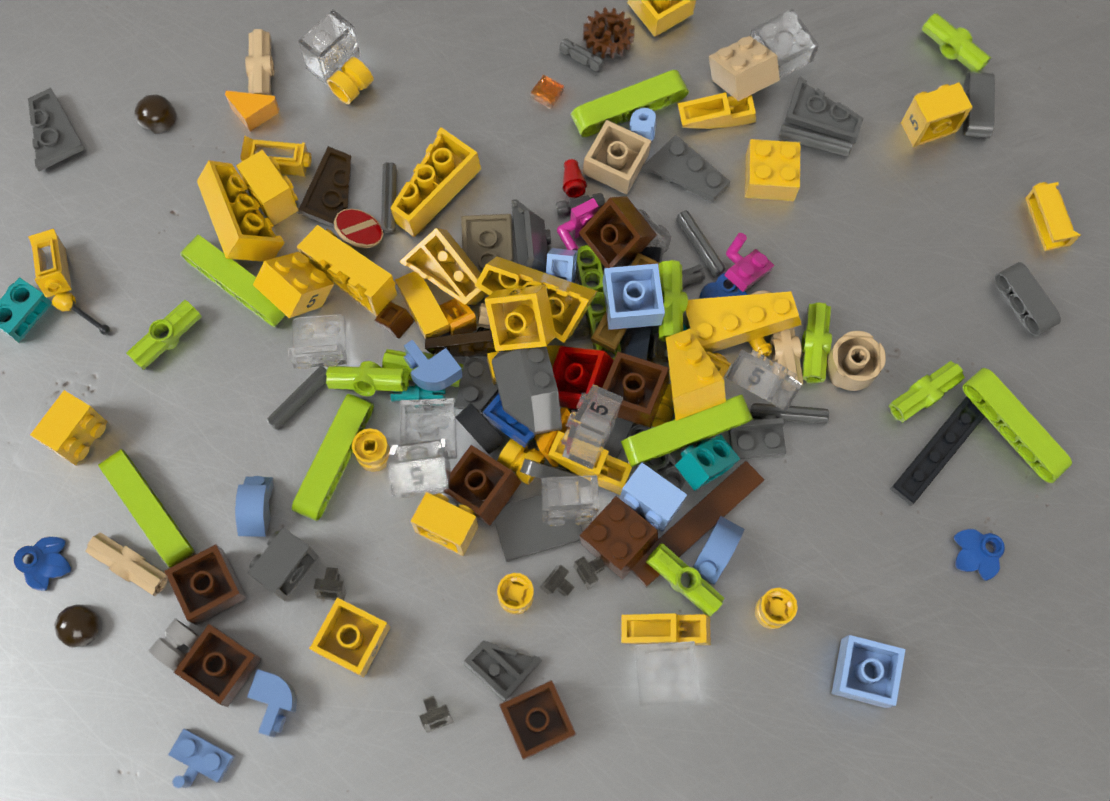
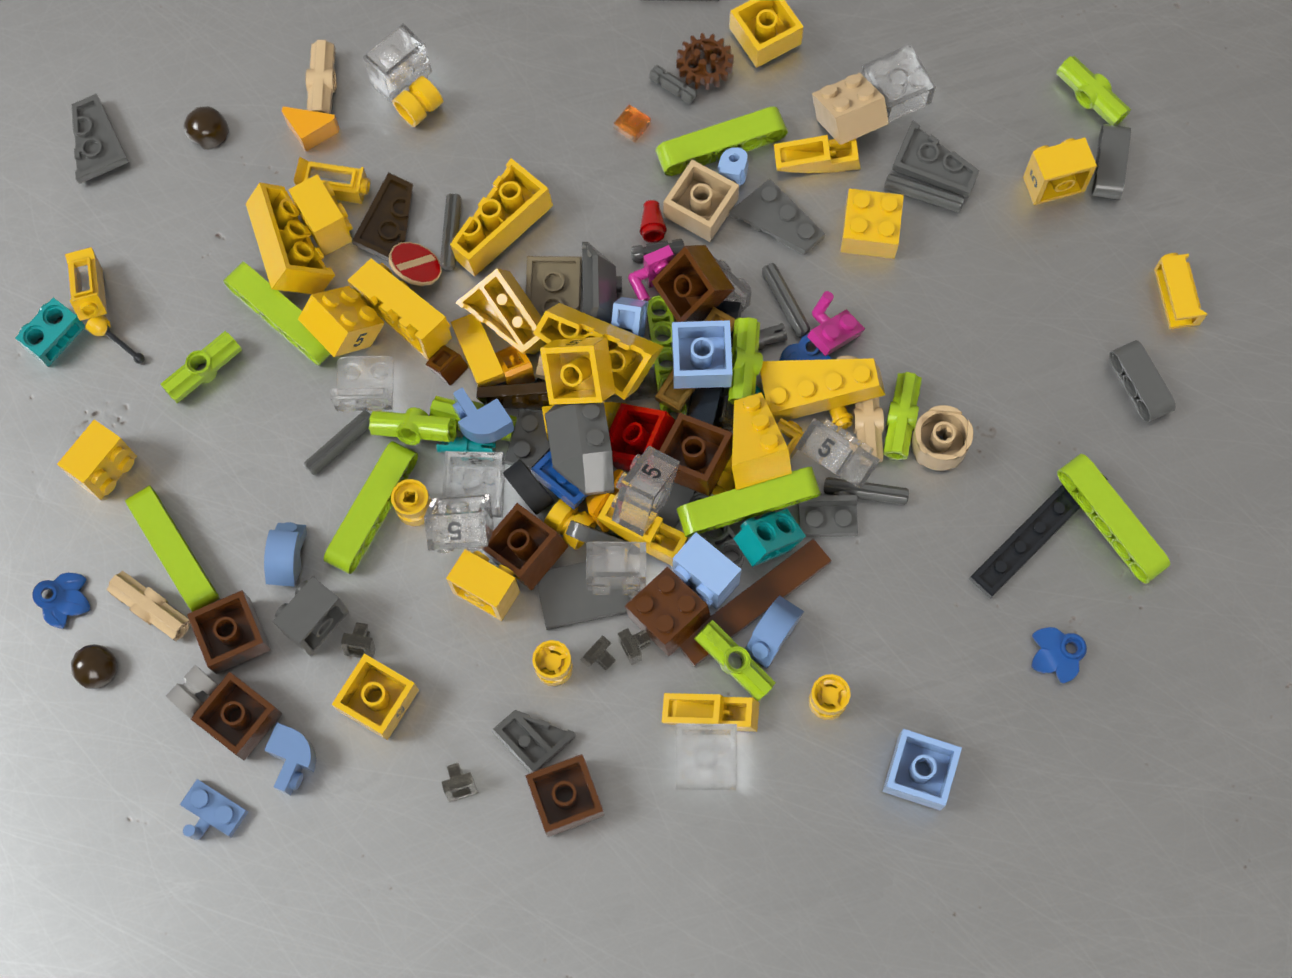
camera: 10 degrees right, 0 degrees up
(926, 391) = (1018, 476): lime piece -> none

